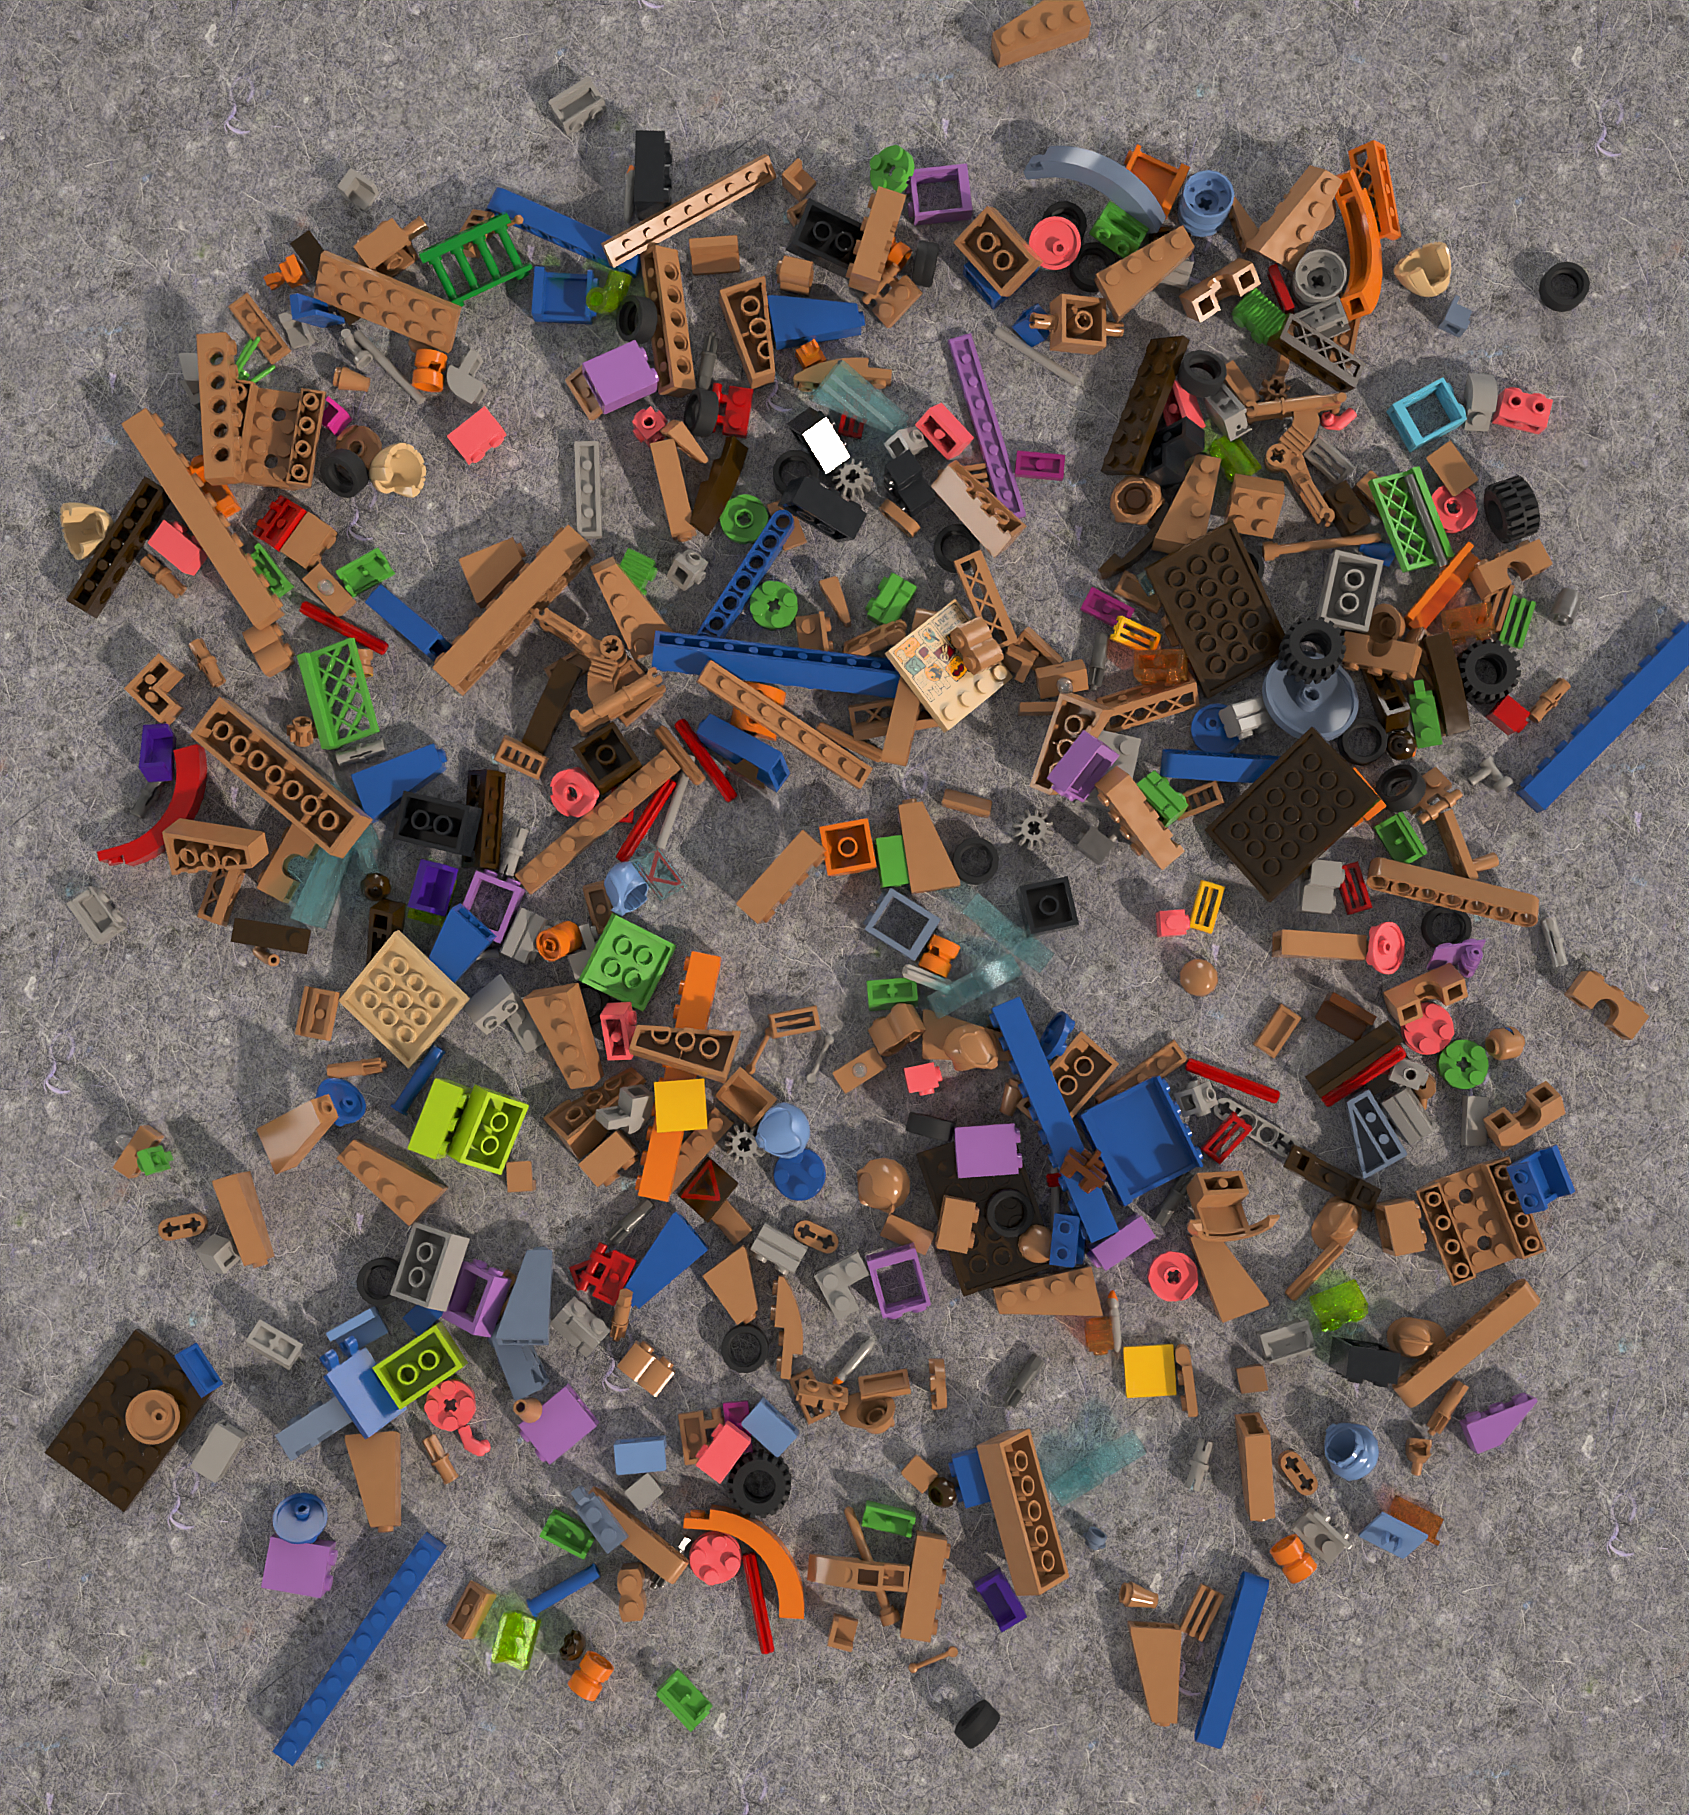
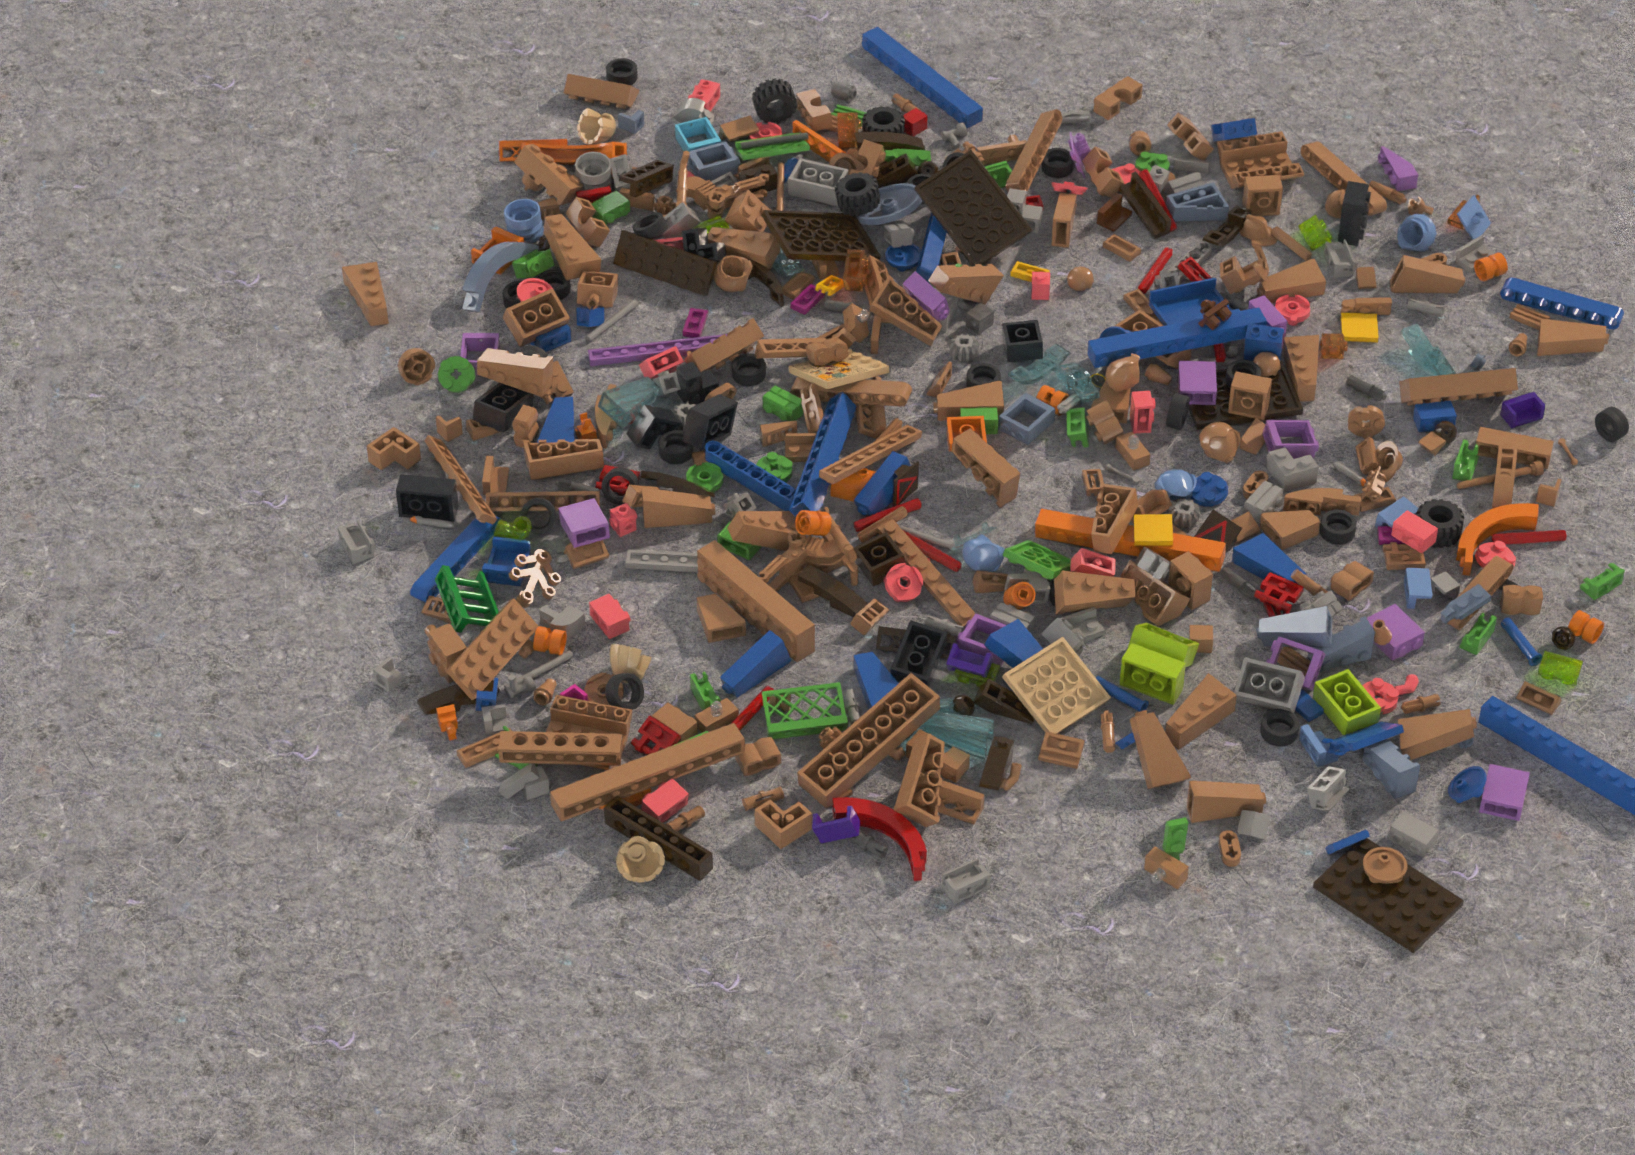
camera: 85 degrees left, 40 degrees down
(538, 333) = (541, 559): none -> medium nougat plant
(626, 666) = (813, 523): none -> orange wheel
(744, 117) = (393, 447): none -> medium nougat brick
(902, 115) = (416, 366): none -> medium nougat cylinder
(1357, 451) = (711, 153): none -> sand blue window
(1516, 263) = (600, 90): none -> medium nougat slope

